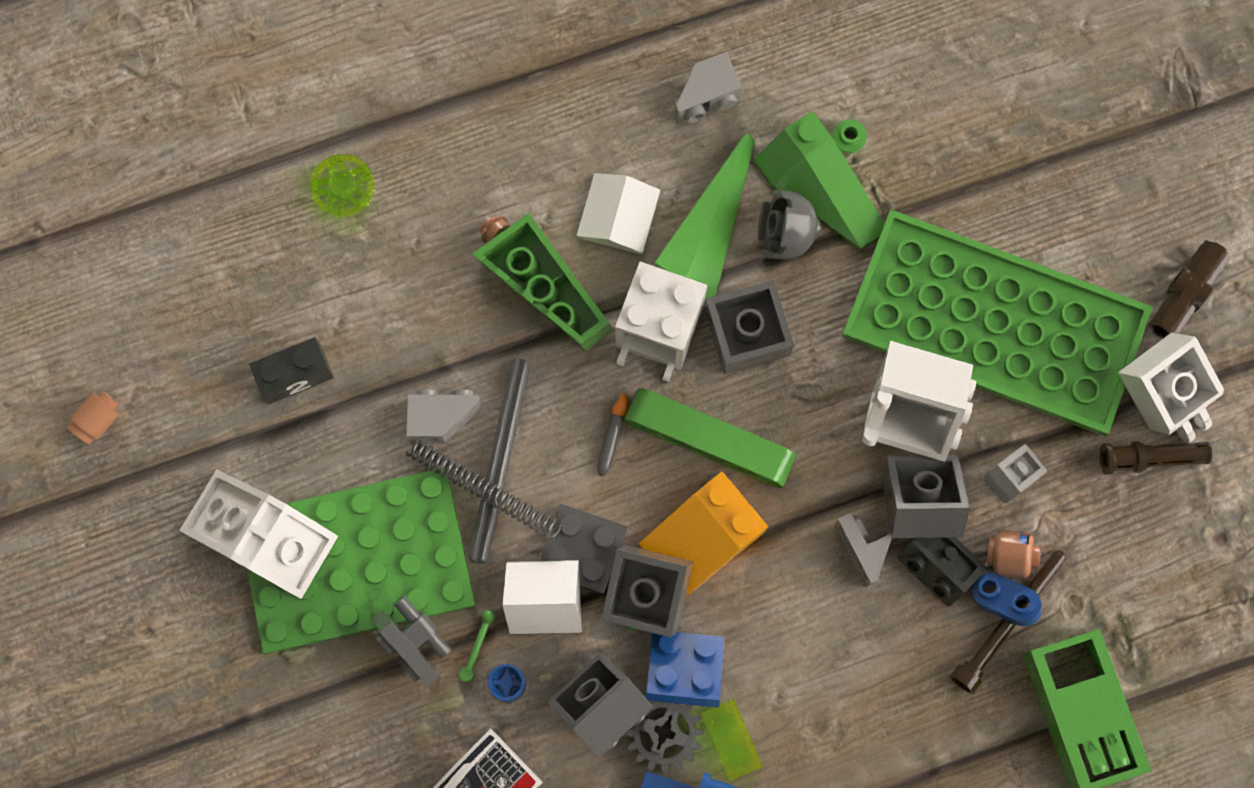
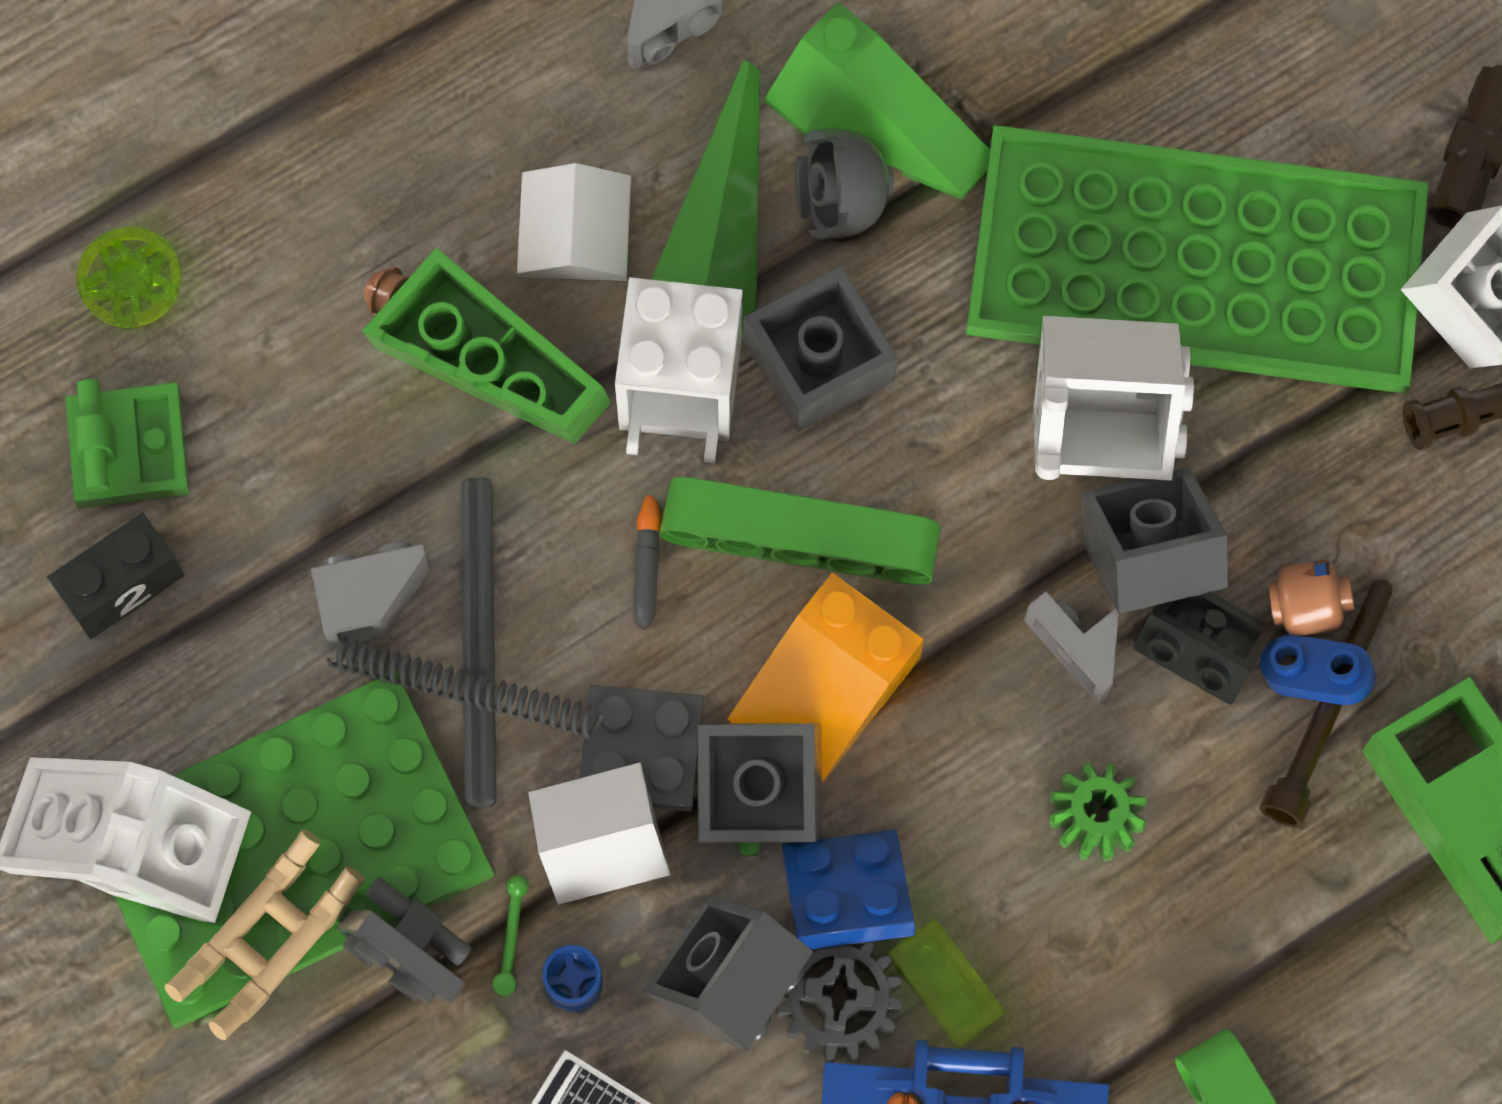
camera: 15 degrees left, 5 degrees down
(306, 613) = (229, 939): none -> tan piece
(317, 289) = (126, 444): none -> bright green plate
(840, 646) = (1119, 822): none -> bright green gear
(847, 145) = (905, 45): bright green plate -> none
(1015, 473) = (1281, 480): light grey slope -> none

